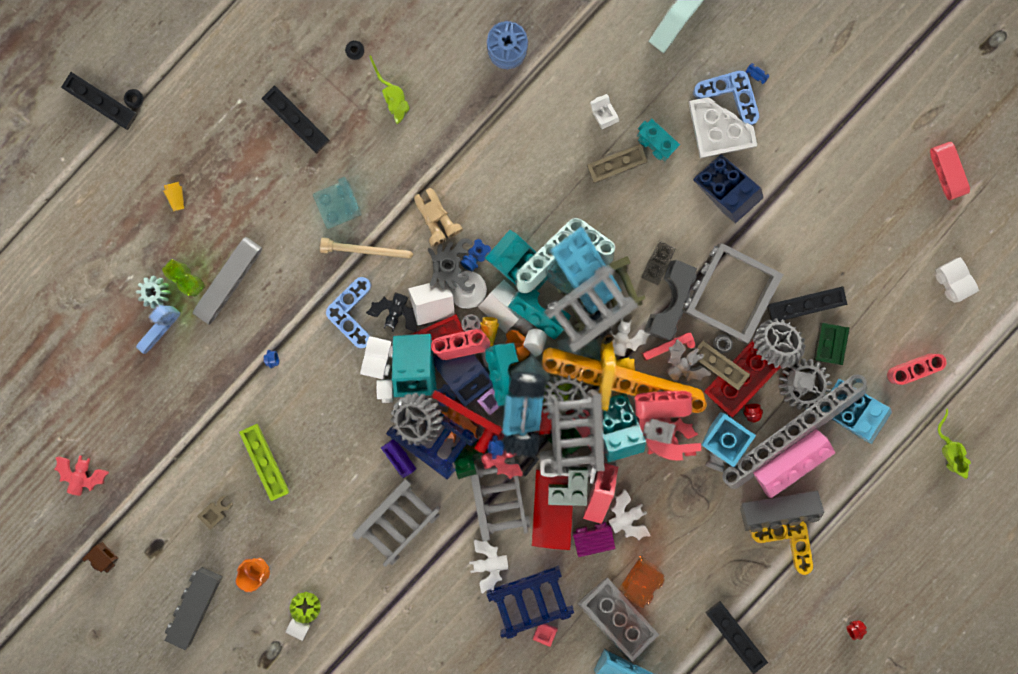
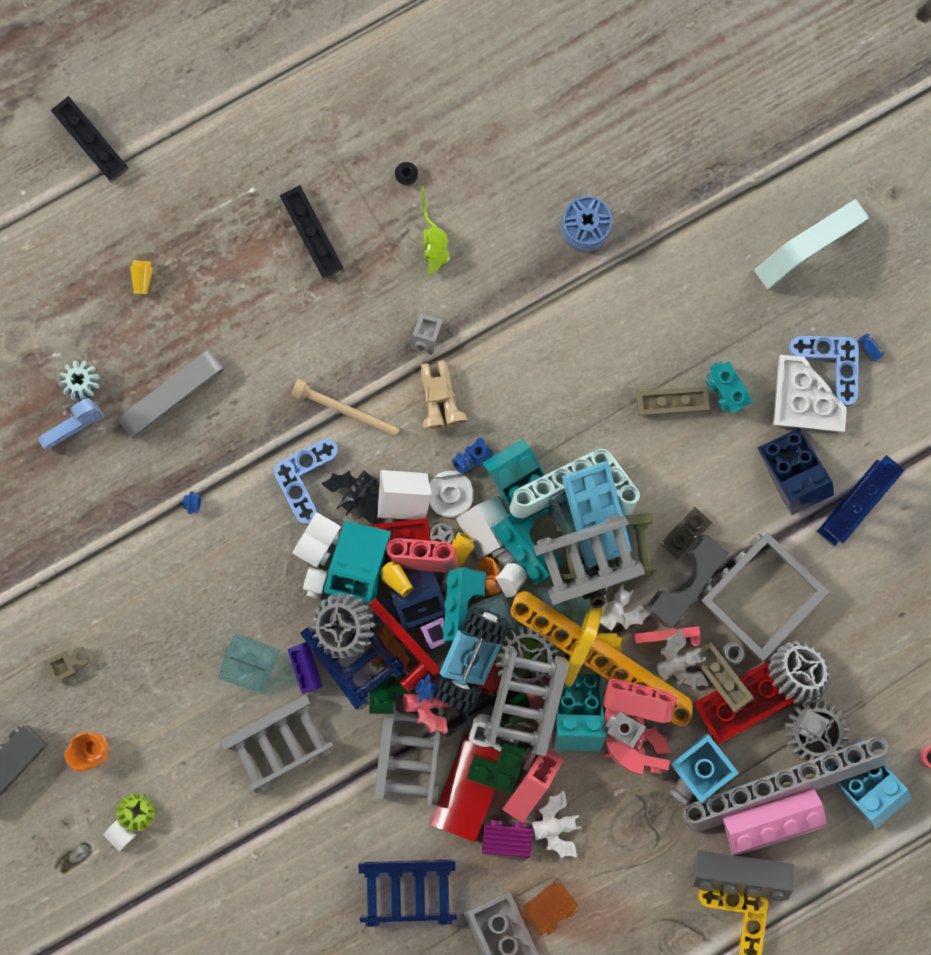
camera: 15 degrees right, 5 degrees down
(128, 98) = (127, 142): black plate -> none
(186, 282) = (122, 379): clear neon green brick -> none
(264, 462) = (143, 622): lime plate -> none
(337, 203) = (328, 345): clear light blue bracket -> none
(354, 467) = (248, 663): none -> clear light blue slope
(409, 171) = (425, 334): none -> light grey bracket
(445, 368) = (395, 577): none -> yellow cone
(447, 266) = (435, 457): dark grey animal -> none
(492, 564) = (377, 831): white animal -> none
(545, 634) = (413, 936): coral tile -> none
(604, 111) = (676, 335): white bracket -> none
(753, 412) = (745, 746): red plate -> none
(786, 196) = (860, 501): none -> clear blue fence
(807, 304) = (848, 637): black plate -> none
(831, 343) = (863, 693): dark green plate -> none

